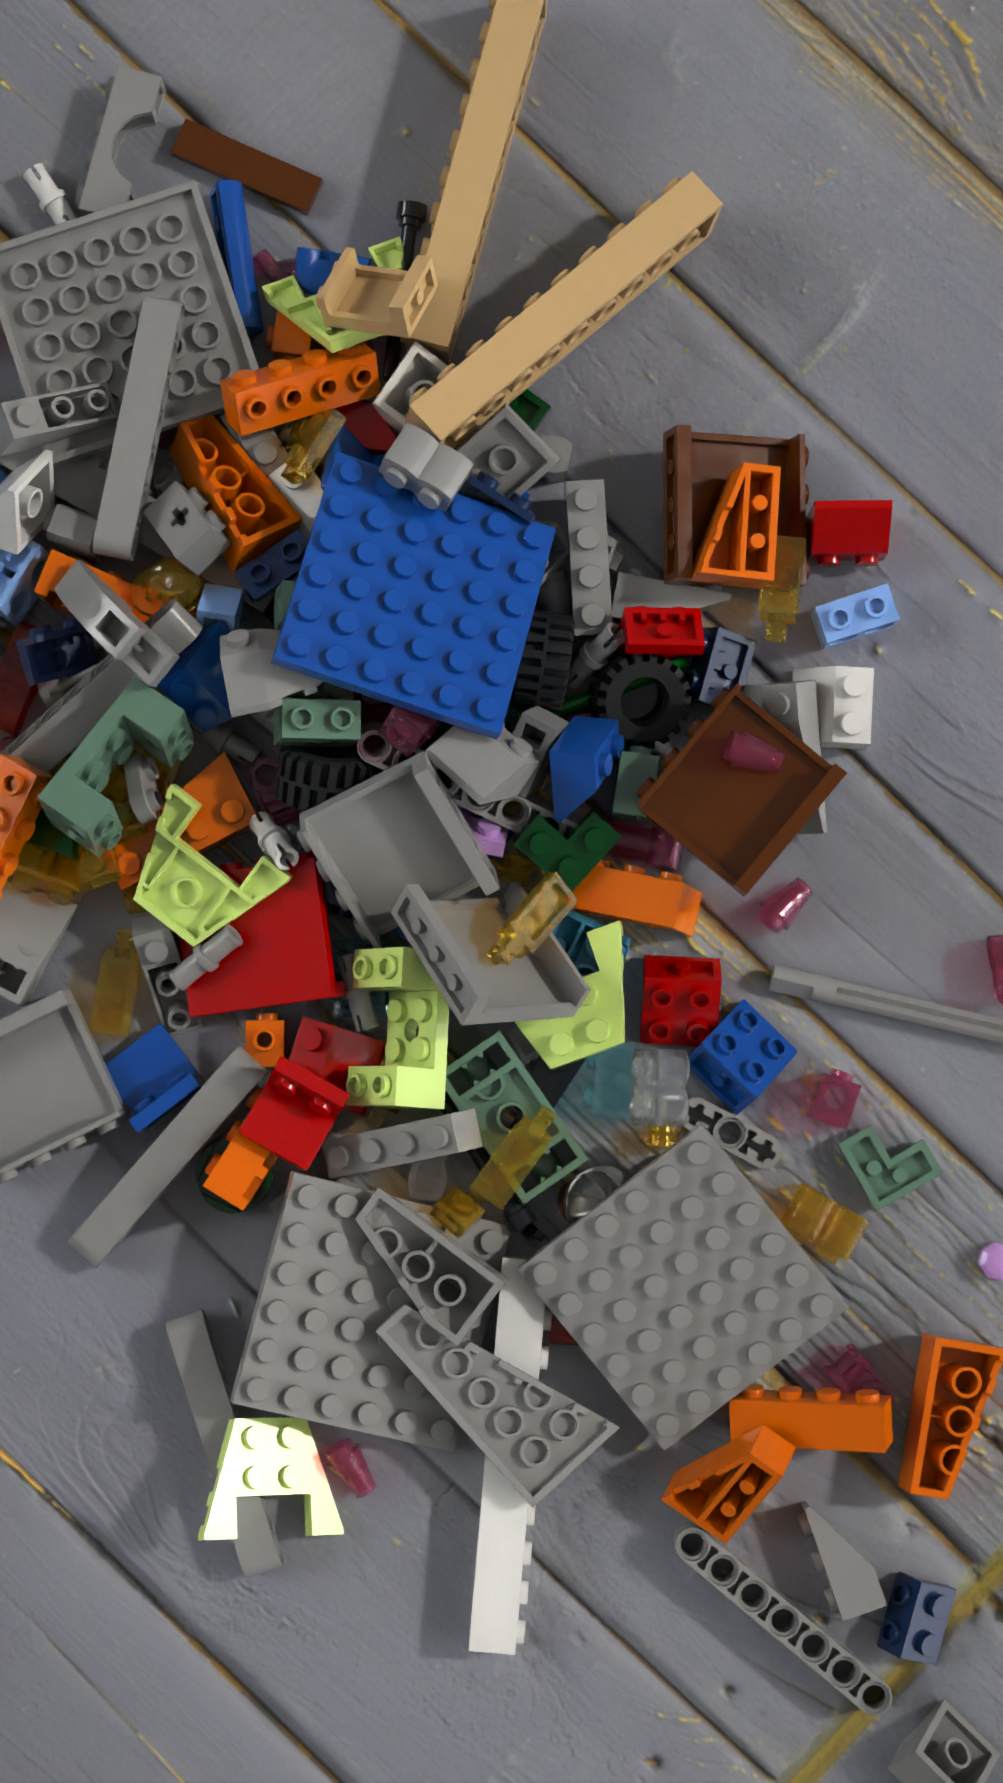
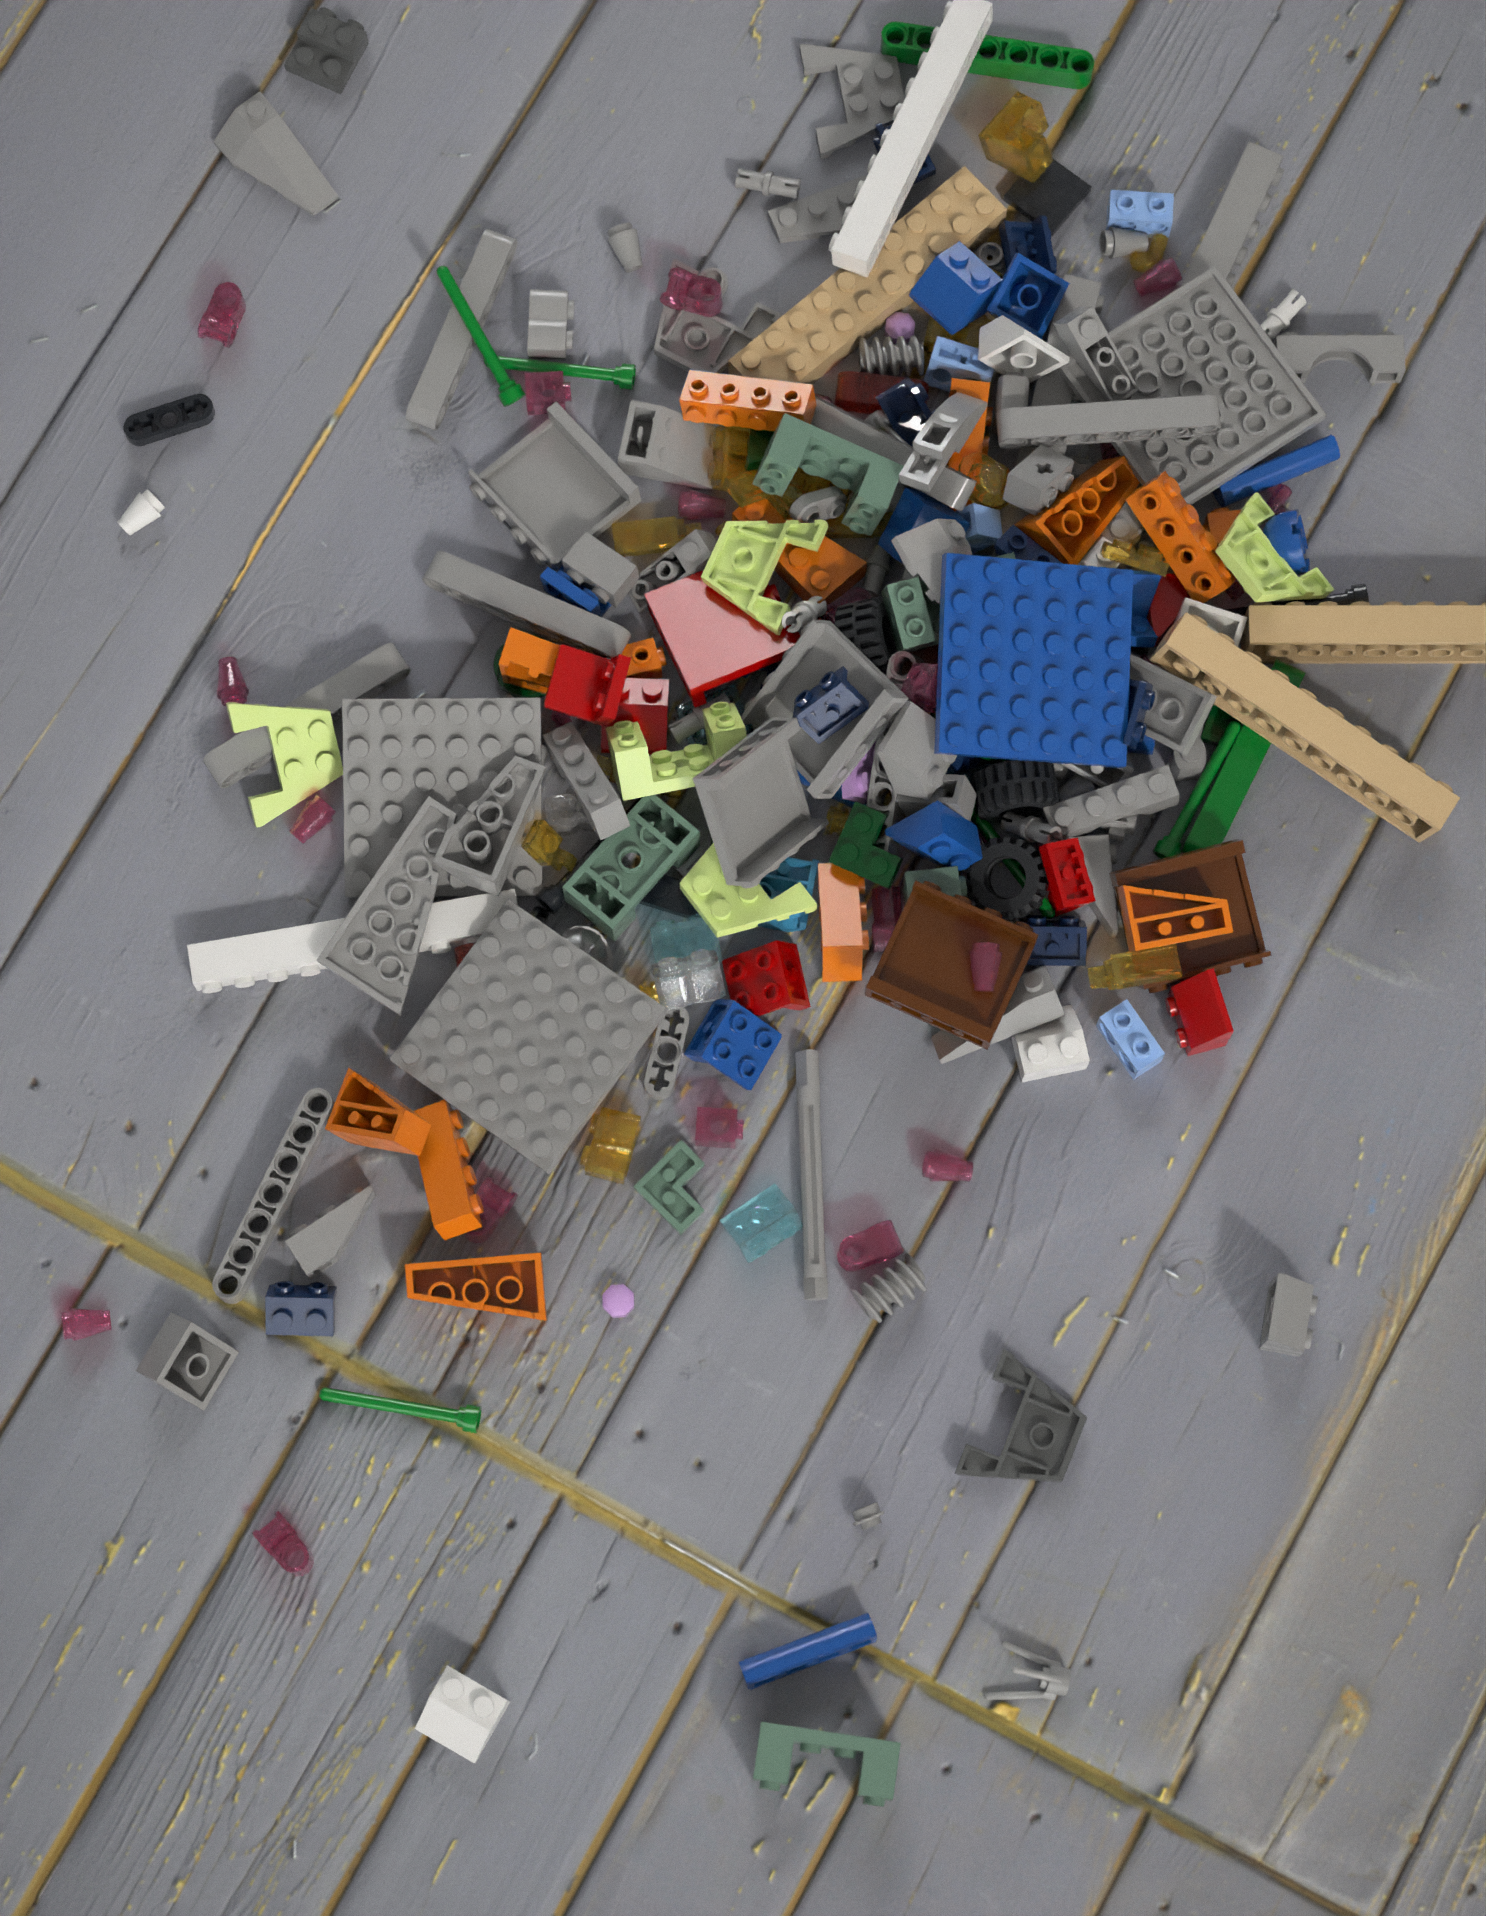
camera: 75 degrees right, 10 degrees down
(95, 923) = (697, 505): none -> clear pink cone
(146, 1060) = (600, 569): none -> light grey brick
(161, 1522) = (231, 682): none -> clear pink cone
(205, 957) = (695, 588): light grey pin -> none
(251, 167) = (1355, 460): reddish brown tile -> none
(376, 297) = (1271, 571): tan panel -> none
(400, 843) = (828, 705): none -> dark blue bracket
(425, 467) = (1139, 640): light grey brick -> none
(514, 1159) = (598, 866): clear yellow hinge -> none
(533, 920) = (798, 832): clear yellow hinge -> none
(584, 412) = (1234, 779): none -> green beam
(644, 509) = (1171, 844): none -> green piece
(784, 905) = (869, 1046): clear pink cone -> none
(942, 861) = (945, 1167): none -> clear pink cone
(951, 1079) = (762, 1223): none -> clear light blue bracket

